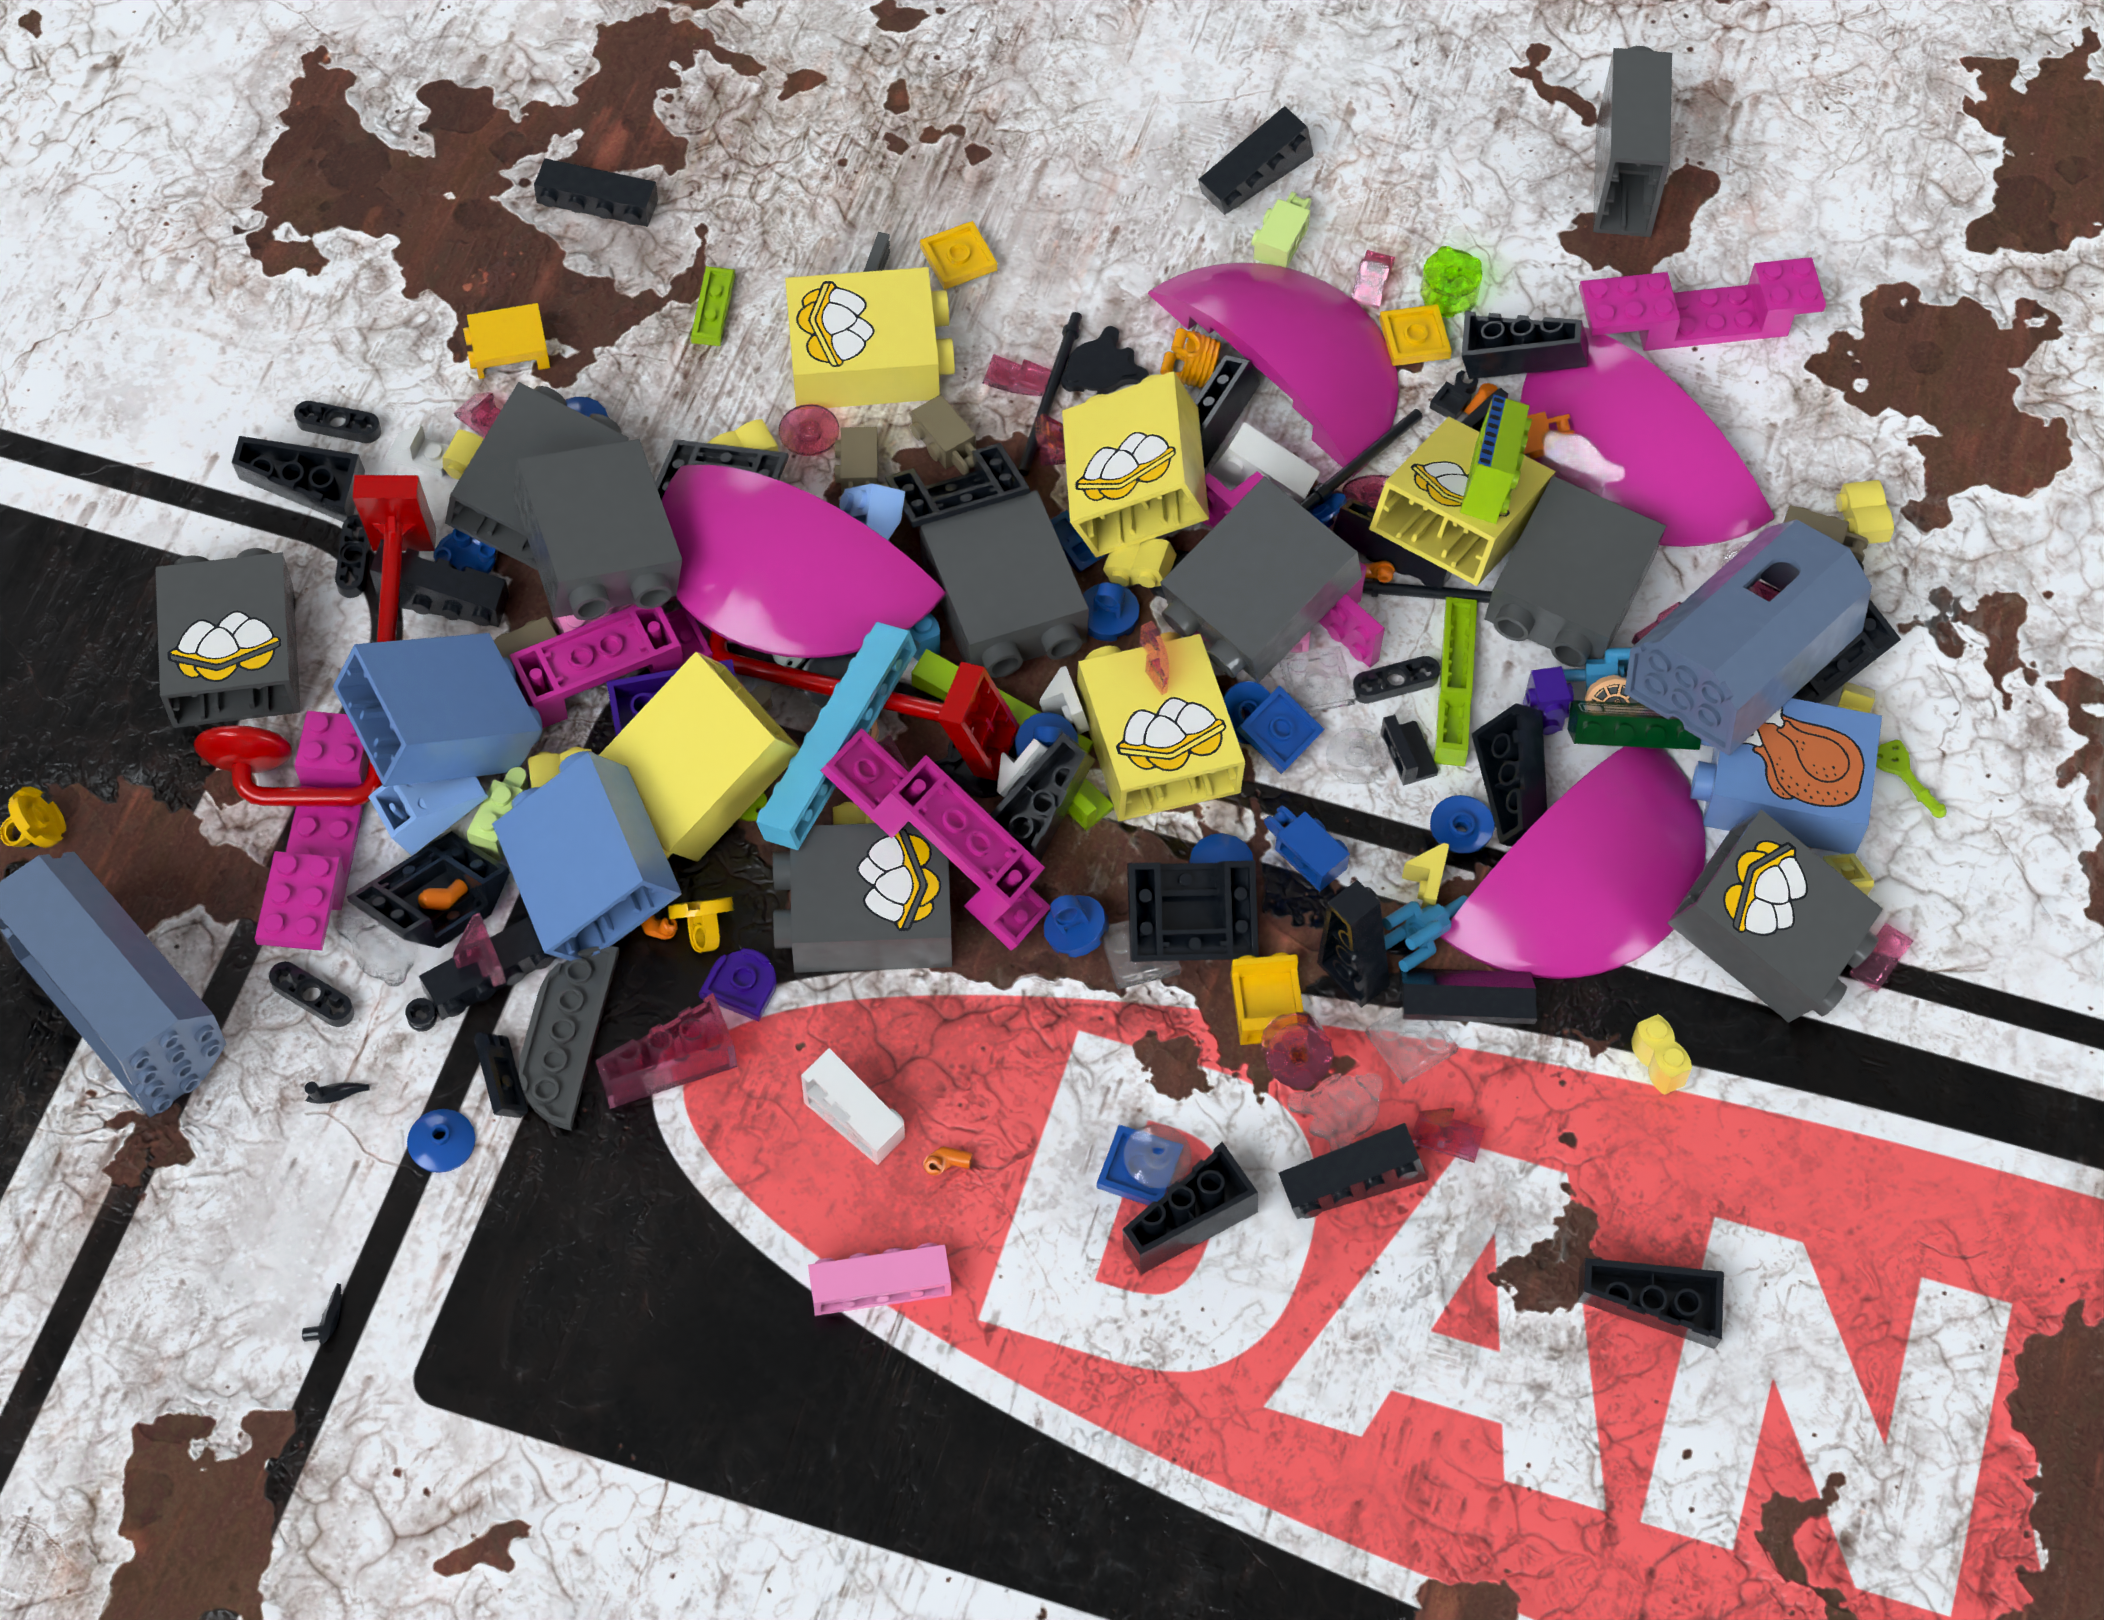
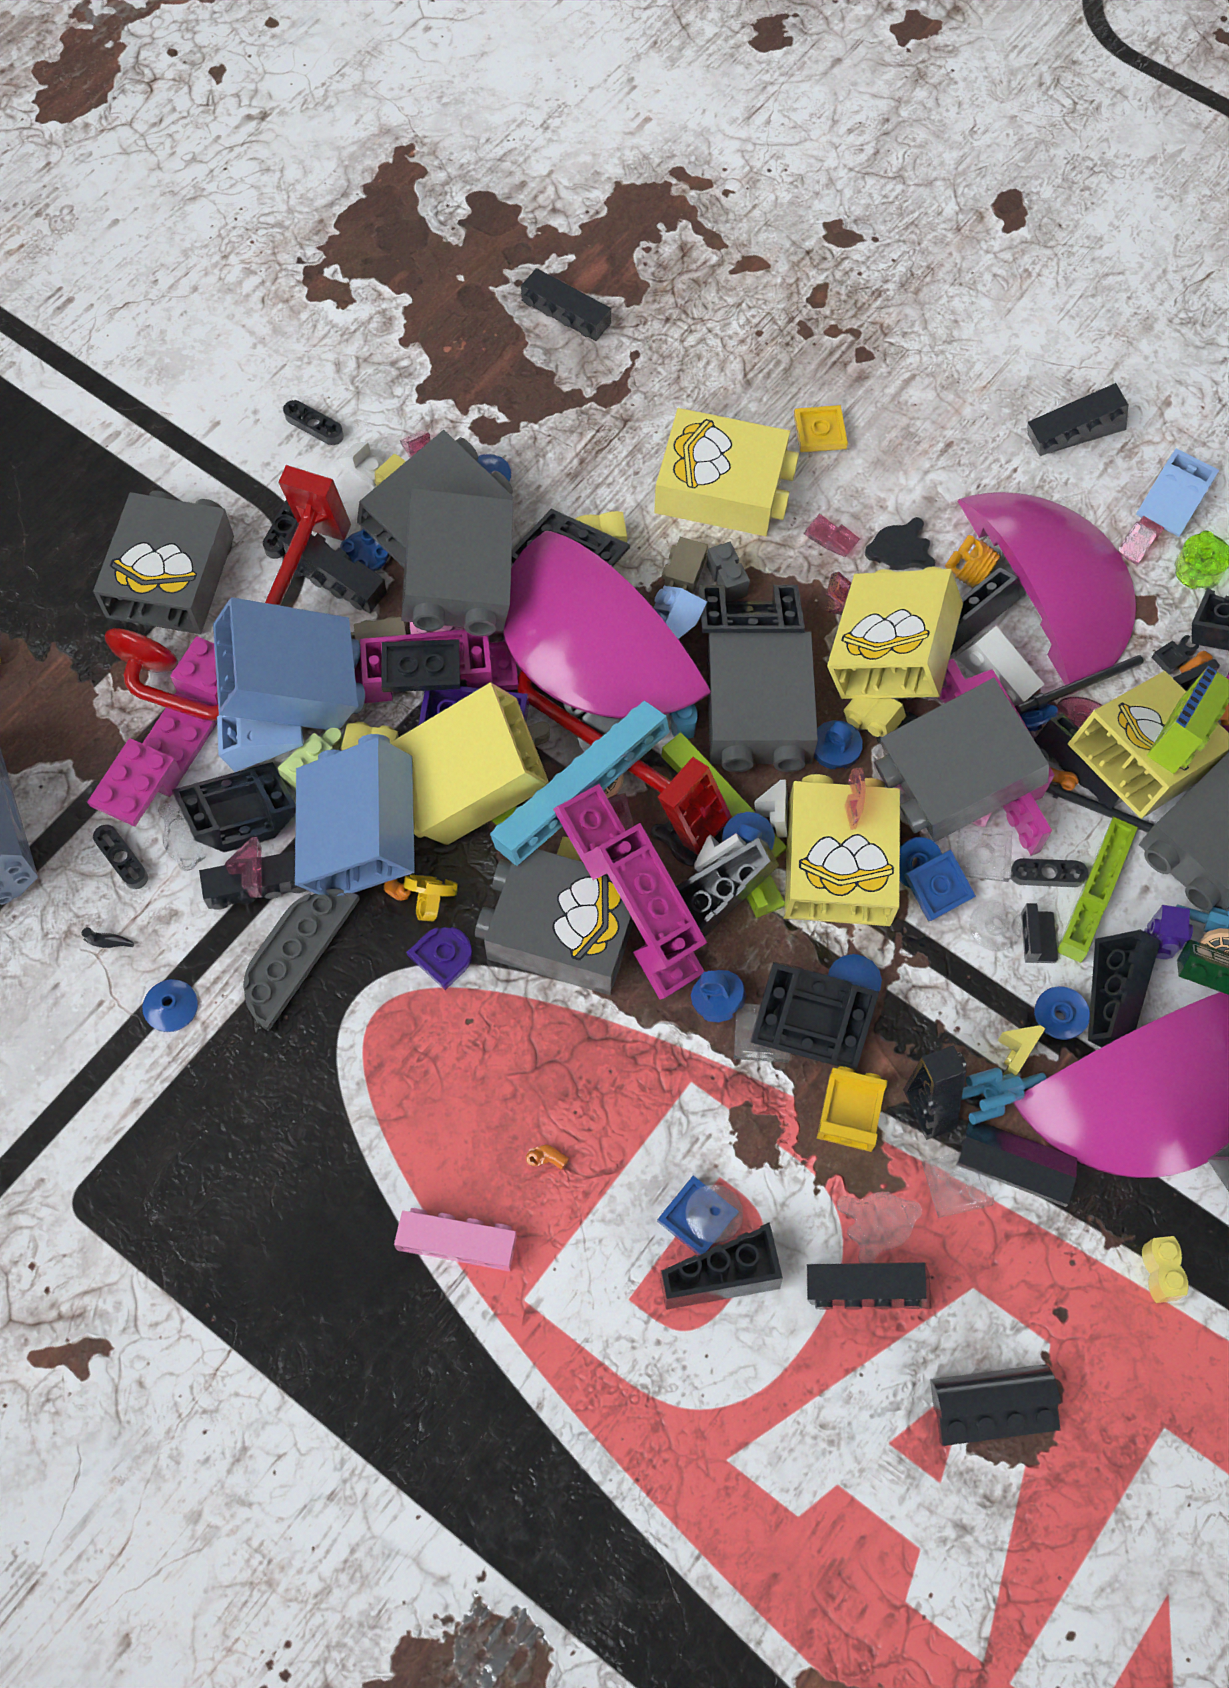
camera: 20 degrees right, 5 degrees up
(300, 473) = (265, 449): black wedge -> none
(329, 1319) = (29, 1123): black bar -> none
(425, 1006) = (185, 896): black bush -> none
(442, 898) = (242, 813): orange arm -> none
(500, 1075) = (231, 969): black hinge -> none
(506, 338) = (458, 395): yellow panel -> none
(596, 662) = (420, 665): none -> black plate
(669, 1056) = (365, 997): clear pink wedge -> none
(713, 306) = (621, 415): lime tile -> none
(806, 421) = (656, 523): clear pink dish -> none
(851, 1107) = (487, 1088): white wedge -> none
(879, 253) = (759, 410): dark grey tile -> none
(916, 452) = (731, 573): none -> dark grey piece
(944, 434) = (759, 564): dark tan brick -> none
(1070, 333) = (885, 513): black bar -> none
(1074, 547) = (824, 681): blue slope -> none
(1282, 231) = (1080, 481): yellowish green brick -> none
(1302, 1067) = (858, 1163): clear pink brick -> none
(1308, 847) = (929, 990): blue brick -> none
(1396, 211) = (1177, 492): none -> light blue slope
(1415, 335) = (1159, 595): yellow plate -> none
(1446, 1135) = (958, 1275): clear pink slope -> none
(1530, 1250) = (996, 1404): none -> black brick
(1659, 1296) = (1098, 1492): black wedge -> none

